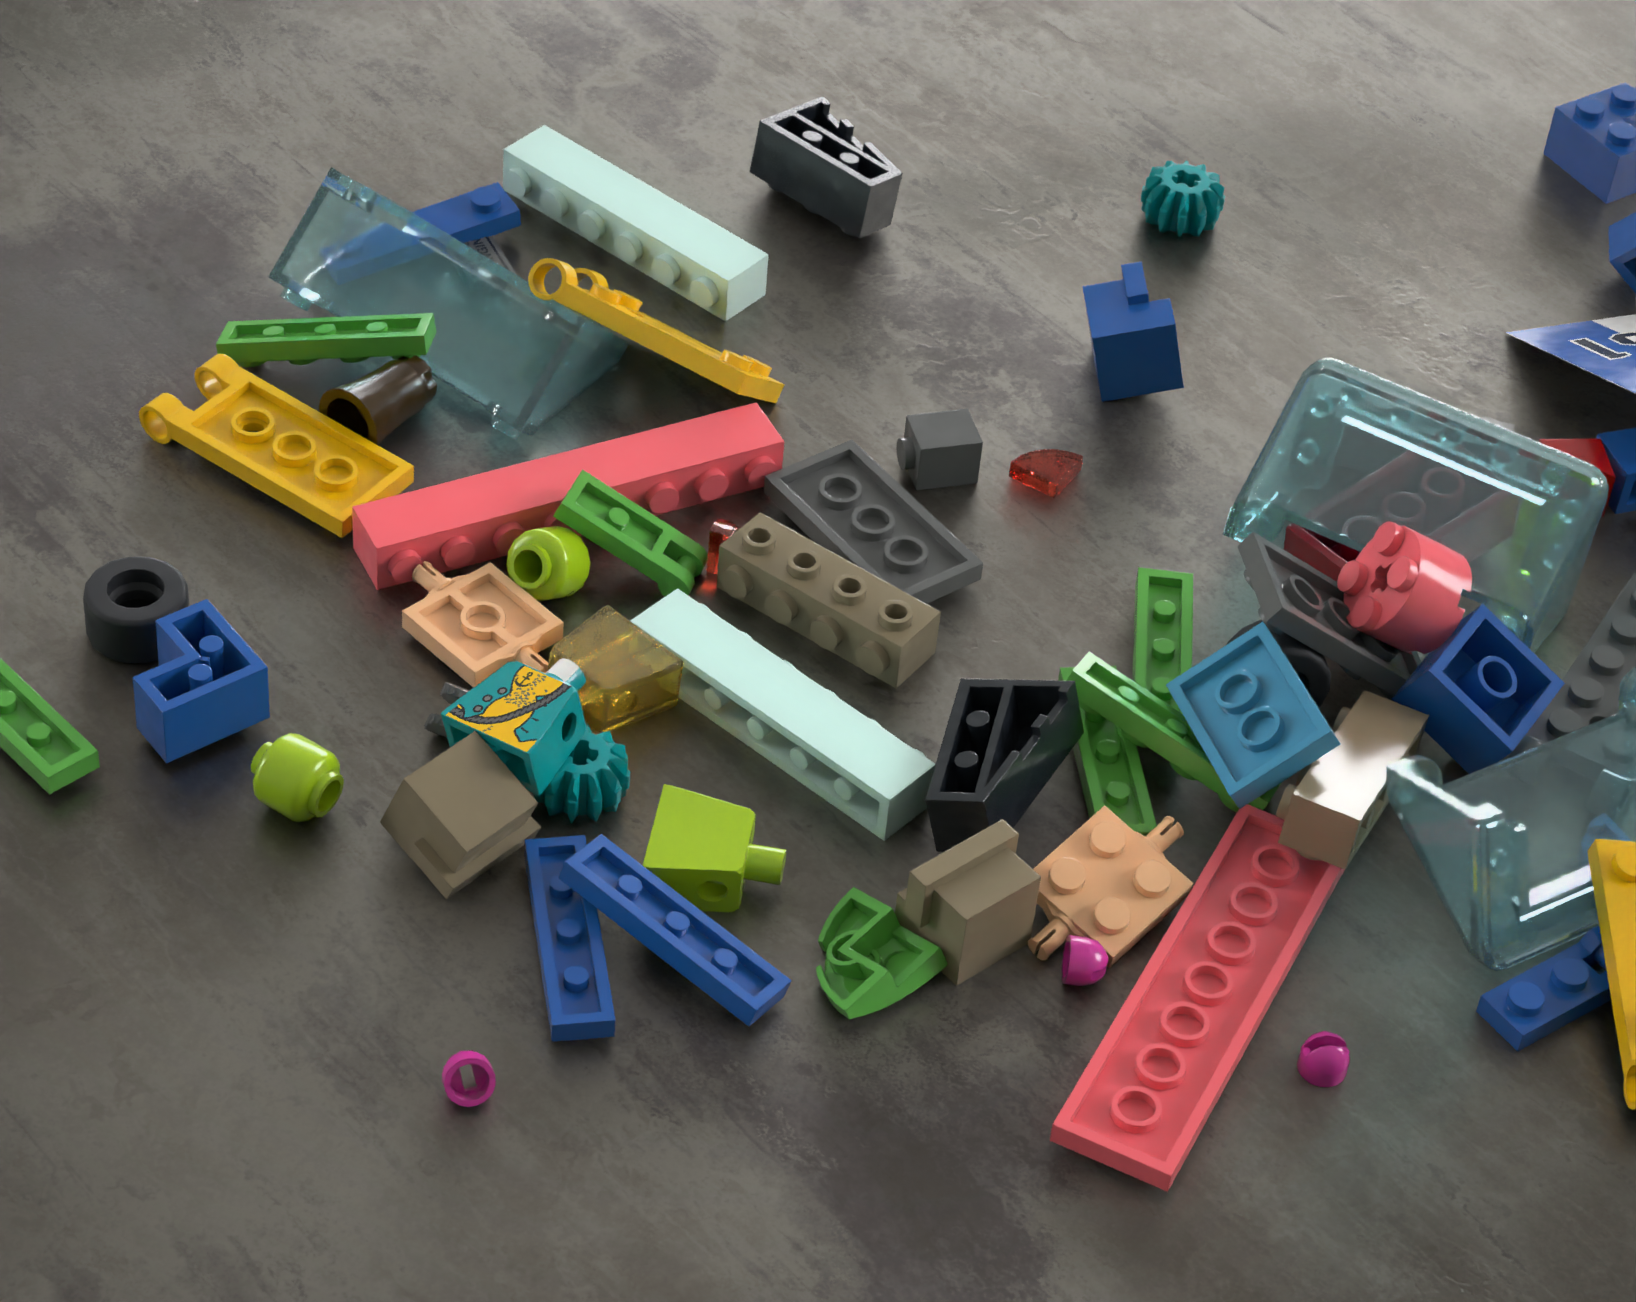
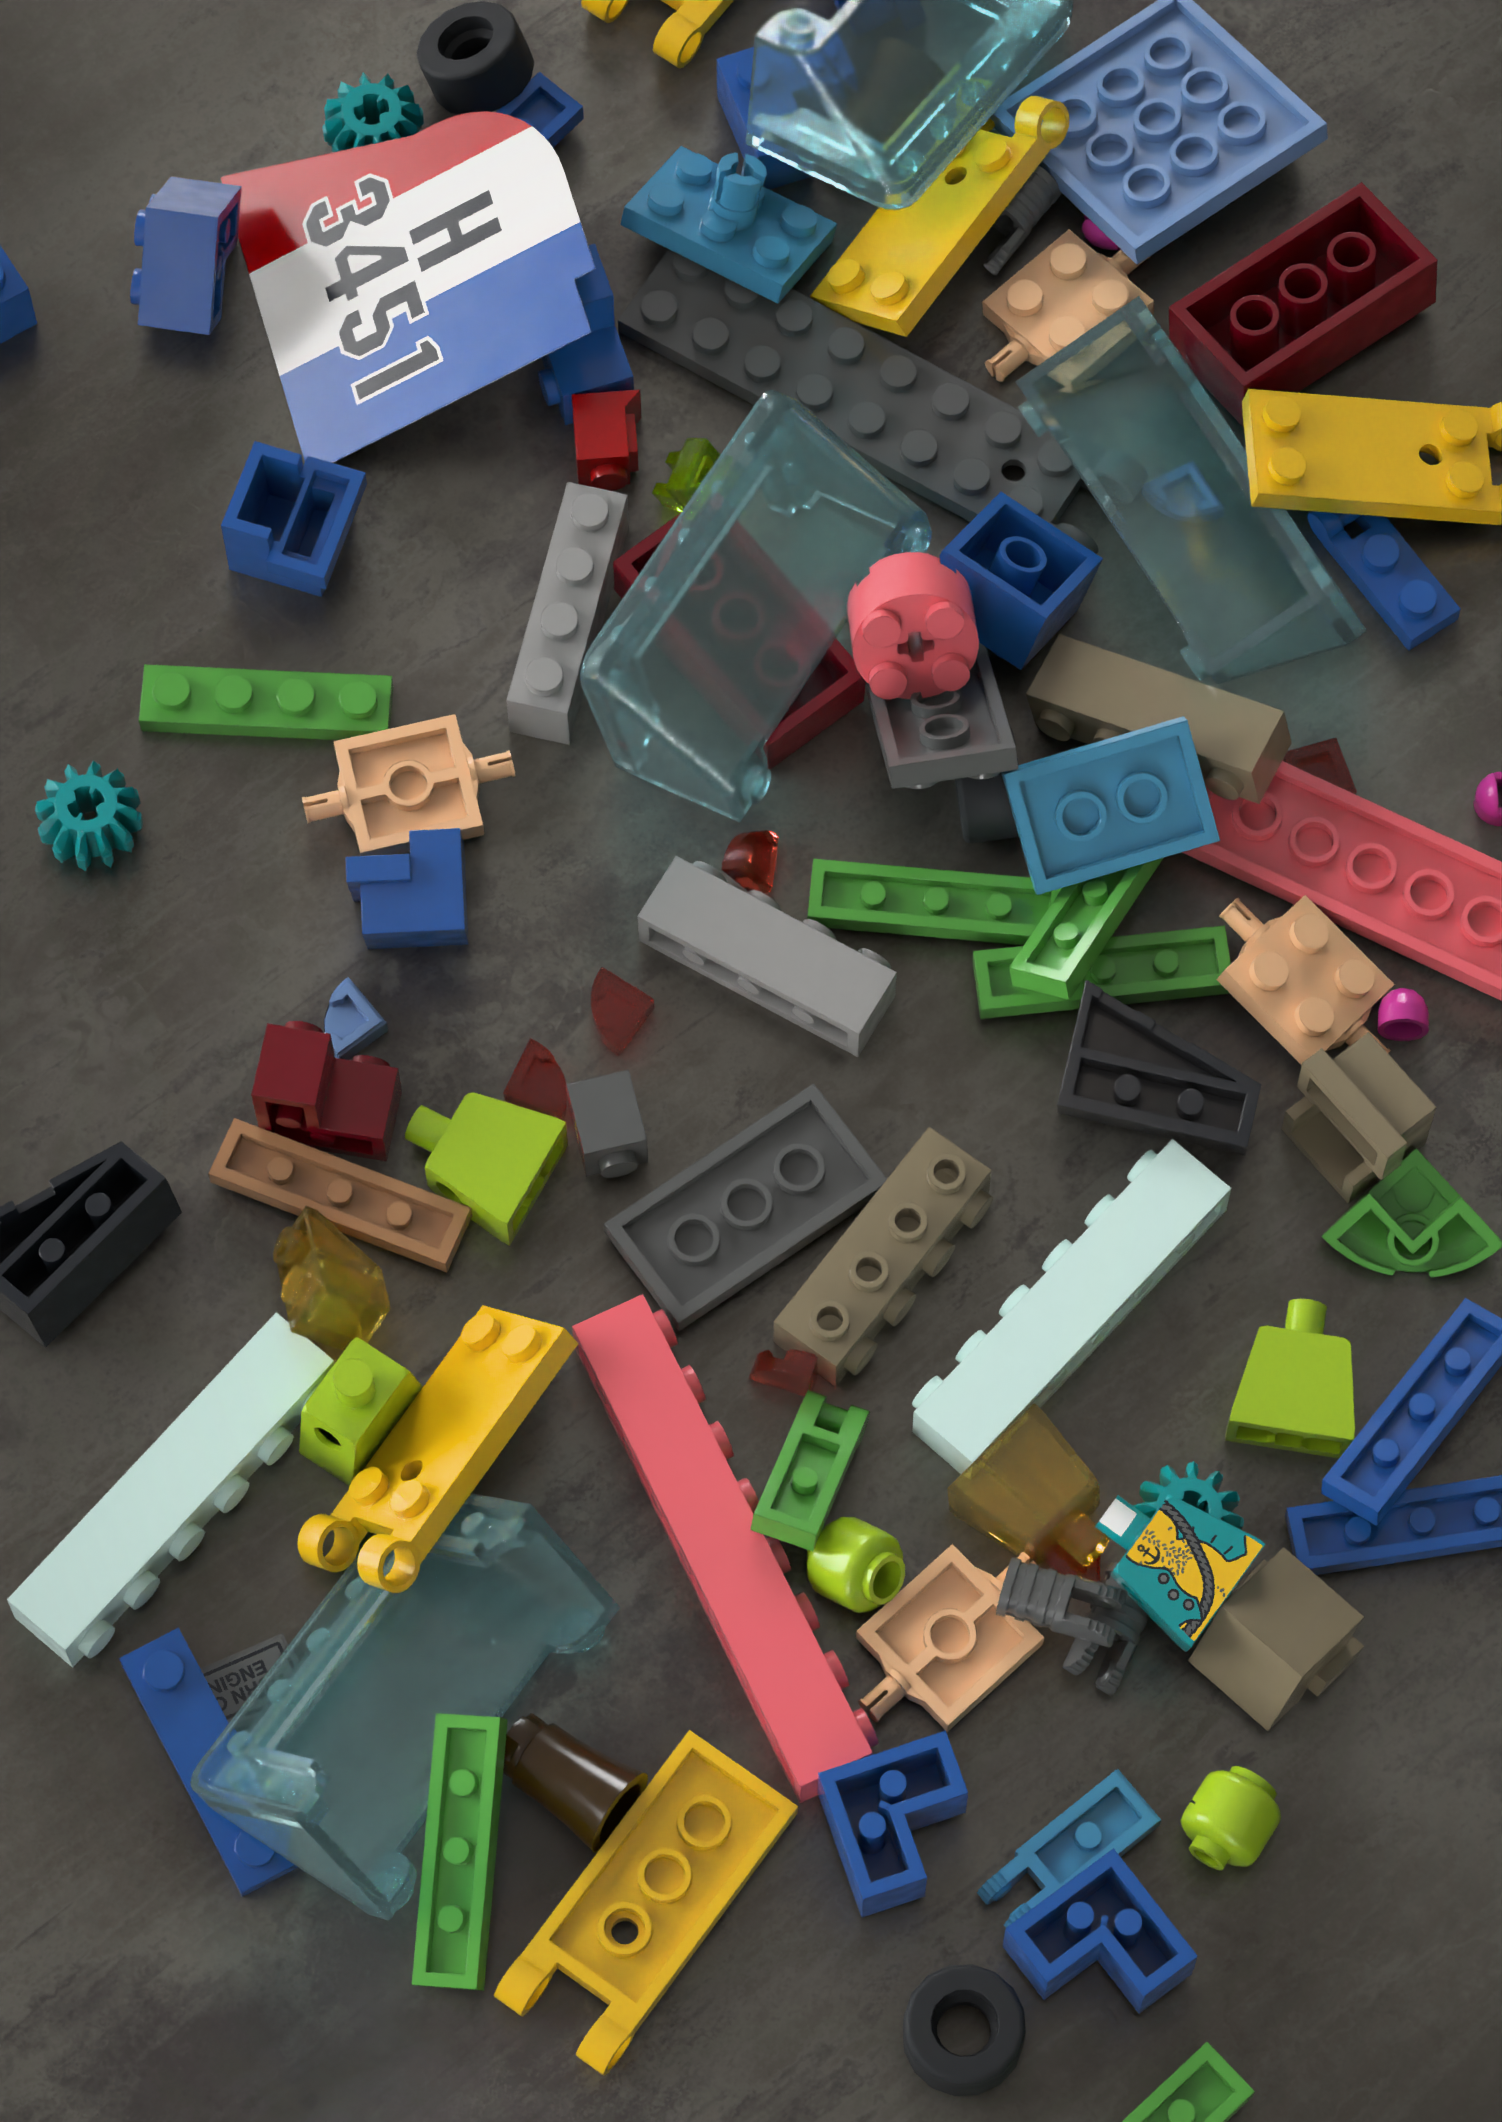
camera: 85 degrees left, 25 degrees up
(297, 695) = (1099, 1821): none -> dark azure hinge
(319, 555) = (876, 1807): none -> blue brick
(506, 639) = (1044, 1598): none -> dark grey hinge
(697, 293) = (358, 1406): none -> lime torso
(791, 288) = (328, 1283): none -> clear yellow slope
(874, 314) = (345, 1193): none -> medium nougat plate
(900, 380) = (490, 1158): none -> lime torso
(956, 286) = (323, 1098): none -> dark red brick
(991, 424) = (538, 1082): none -> clear red tile
(1025, 333) = (352, 1020): none -> medium blue tile
(1100, 547) = (767, 954): none -> light grey brick
(1190, 543) = (752, 860): none -> clear red tile
(1232, 360) = (407, 782): none -> light nougat plate
(1296, 297) = (264, 702): none -> bright green plate
(1336, 929) = (1323, 761): none -> clear red tile
(1452, 292) = (290, 518): none -> blue plate

